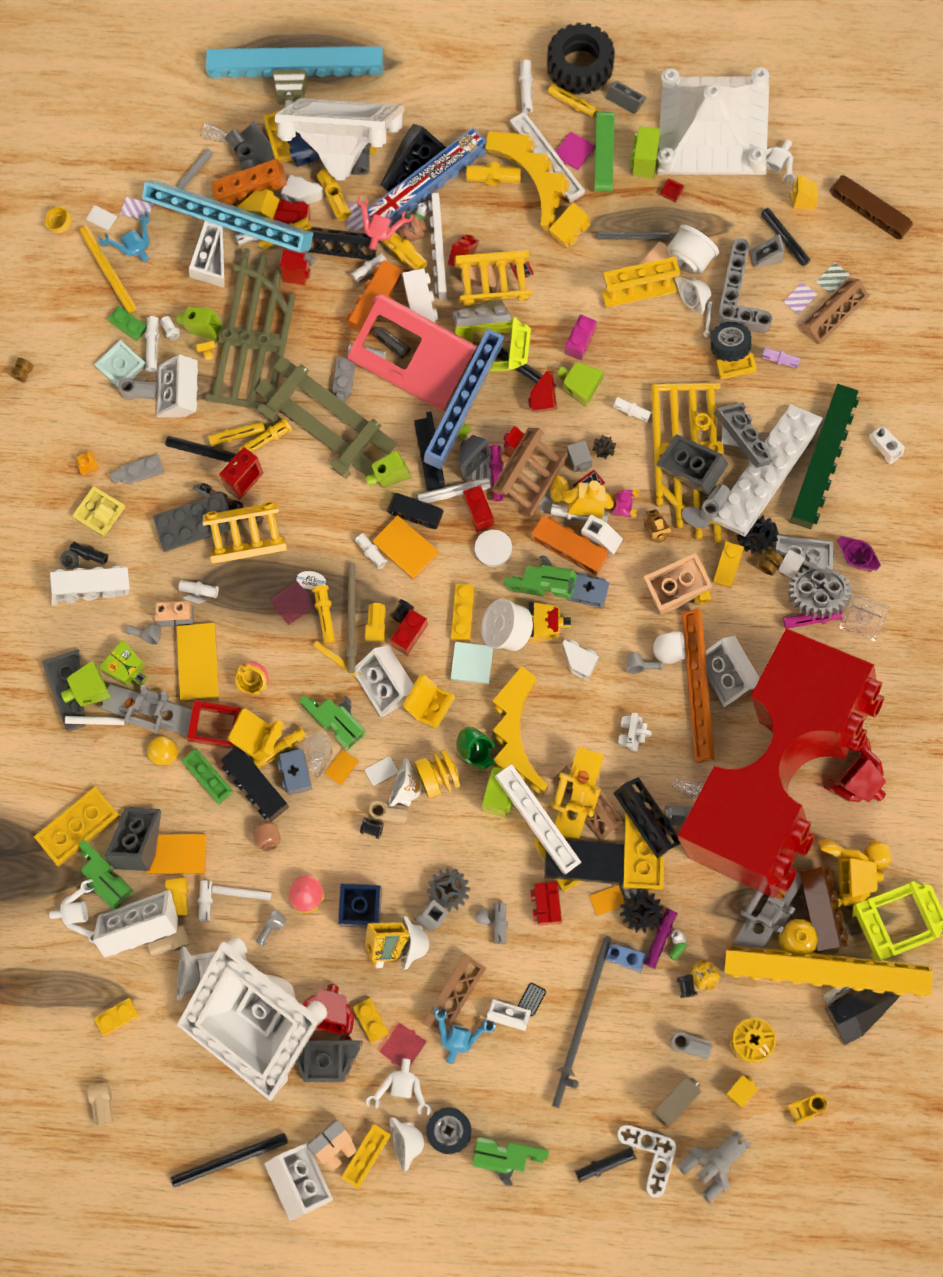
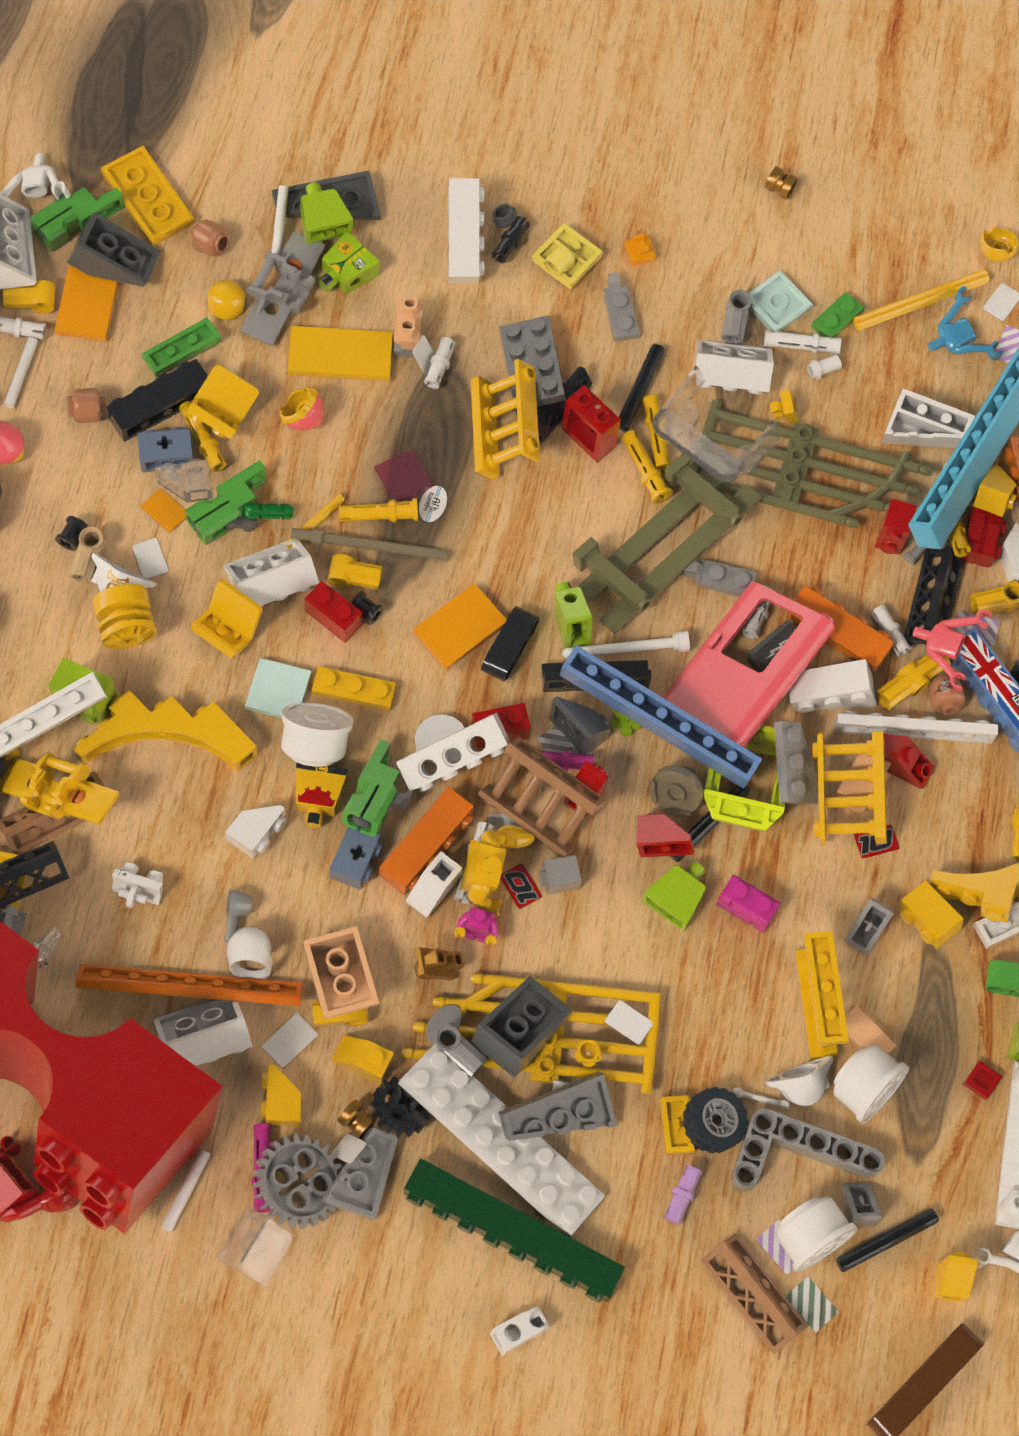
camera: 85 degrees right, 5 degrees down
(112, 770) = (209, 237): none -> nougat head
(150, 634) = (387, 299): light grey bar -> none
(194, 722) = (253, 335): red window -> none
(201, 322) = (827, 393): lime torso -> none
(263, 380) = (676, 426): none -> clear windscreen
(337, 689) = (268, 511): none -> green axle
(371, 551) = (460, 580): white pin -> none
(397, 401) = (677, 641): none -> white piece
(420, 212) = (972, 711): white arm -> none
(452, 491) = (534, 700): white axle -> none
(475, 748) = (152, 670): green helmet -> none
(506, 542) = (413, 767): none -> white brick
(509, 387) = (676, 790): none -> dark tan tile
(582, 262) = (869, 926): none -> light grey slope
(604, 447) = (570, 910): black gear -> none
(632, 409) = (626, 961): white pin -> none
(633, 235) = (910, 1009): dark grey bar -> none
(675, 400) = (629, 1022): none -> white sticker
(721, 616) = (290, 1040): none -> white sticker
(767, 611) = (283, 1100): none -> yellow slope
(795, 273) = (814, 1232): none -> white wheel
(858, 554) = (344, 1245): magenta hat -> none

